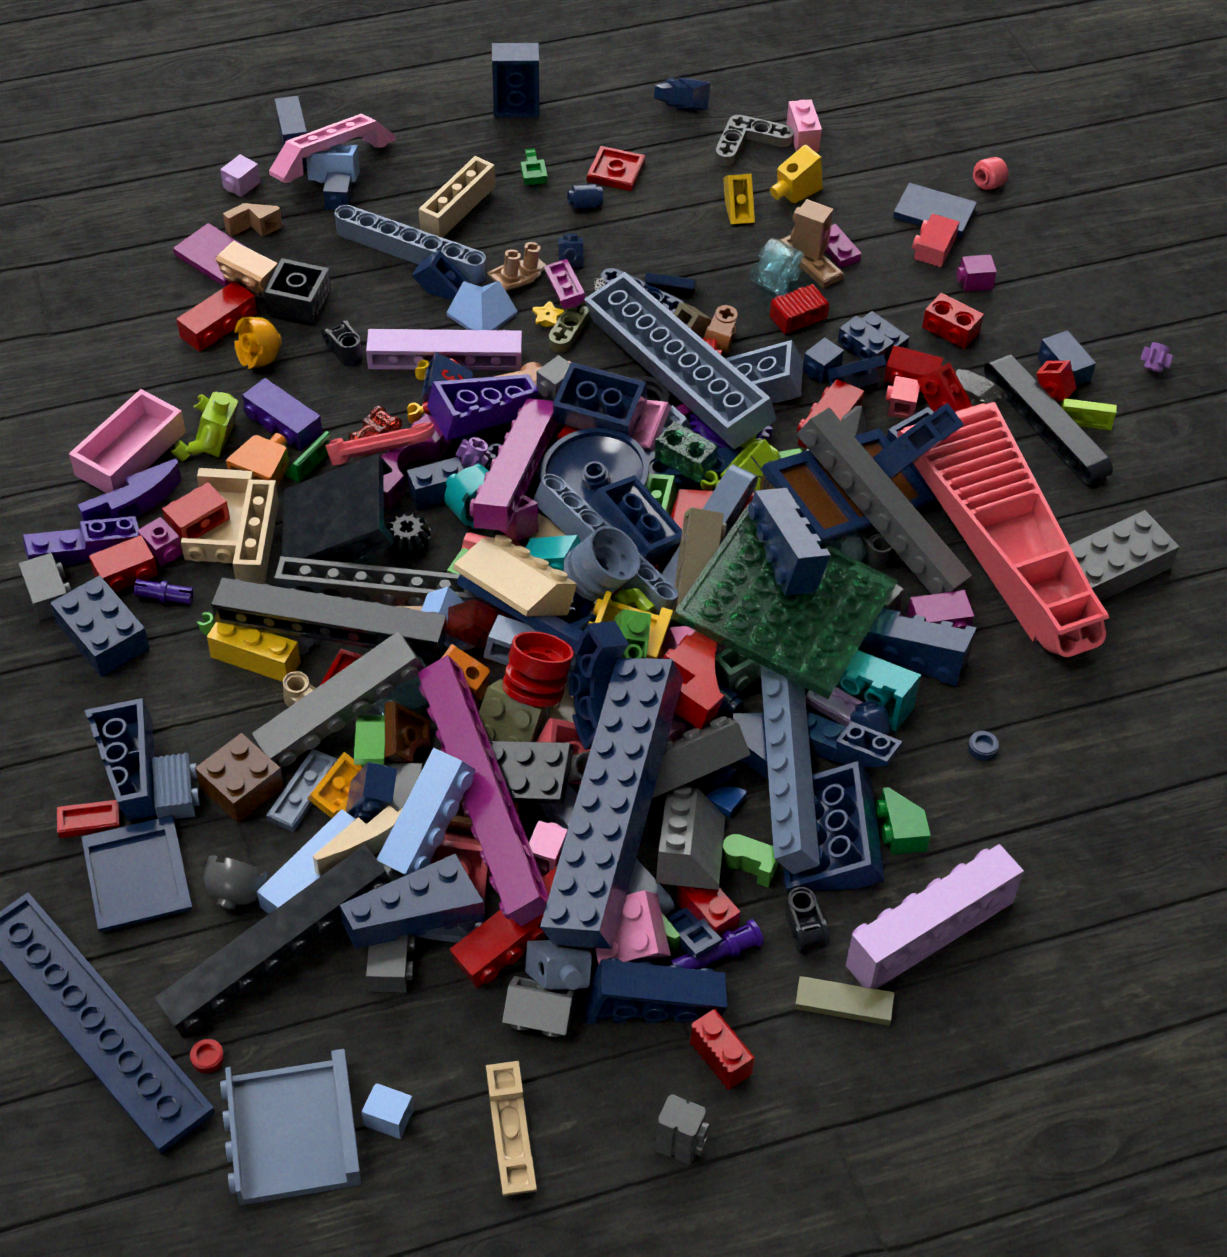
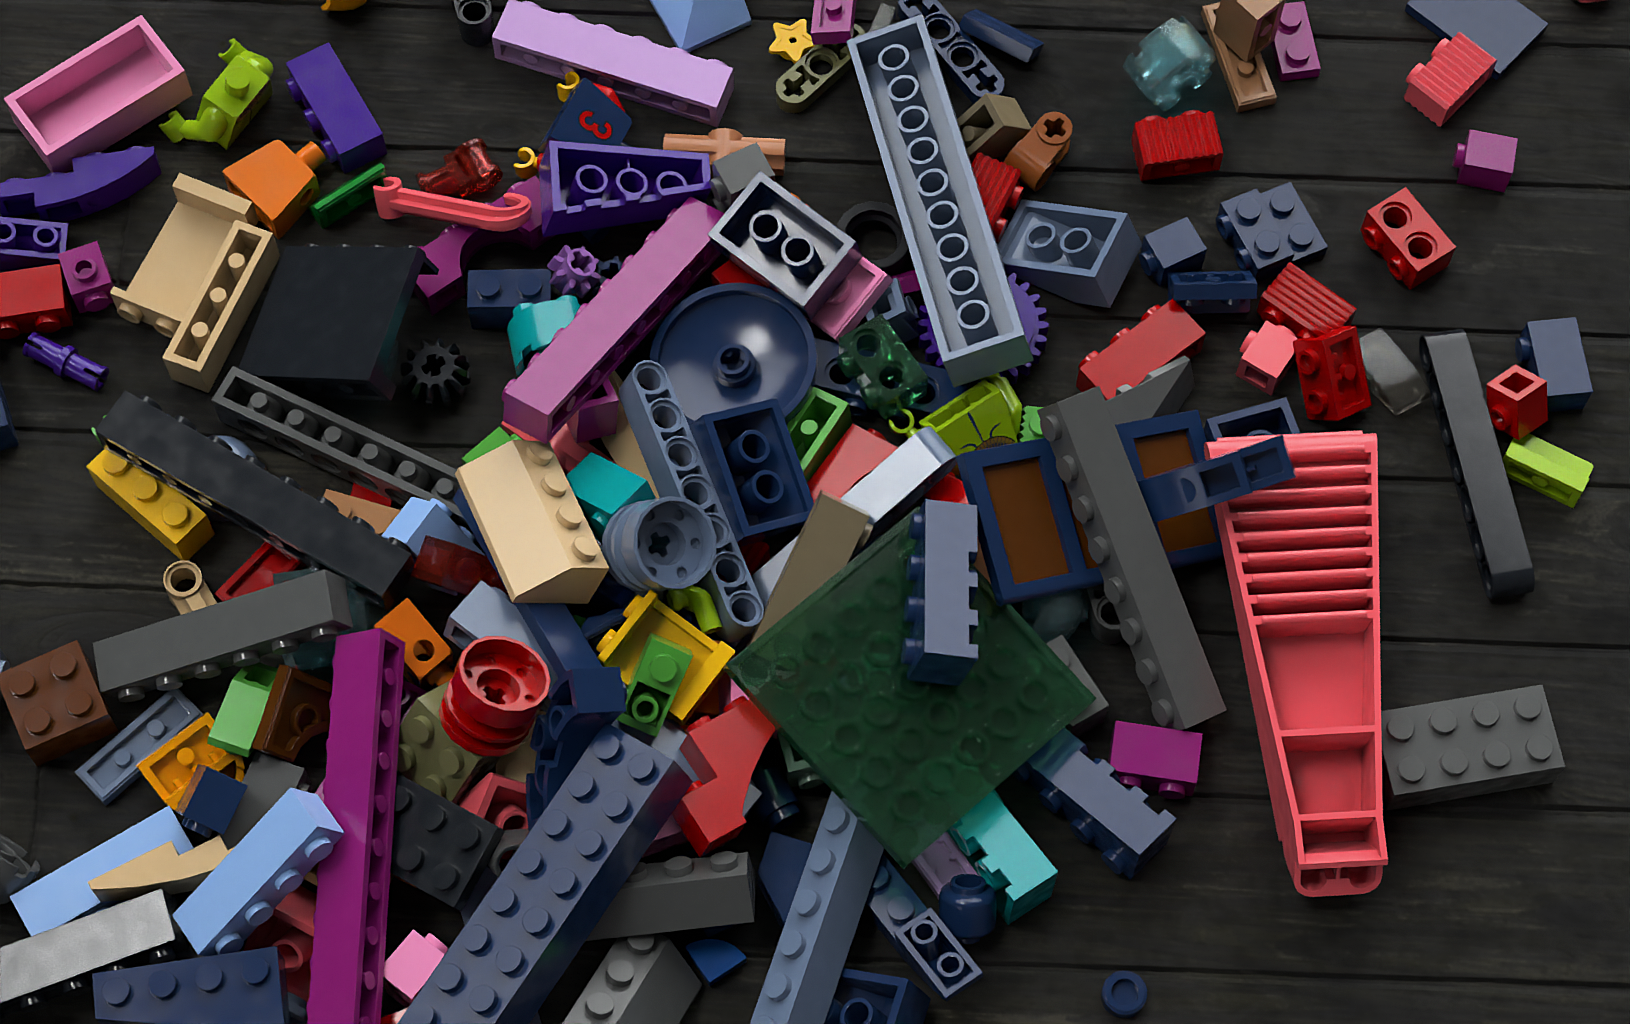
camera: 20 degrees right, 15 degrees up
(197, 512) = (151, 246): brick -> none

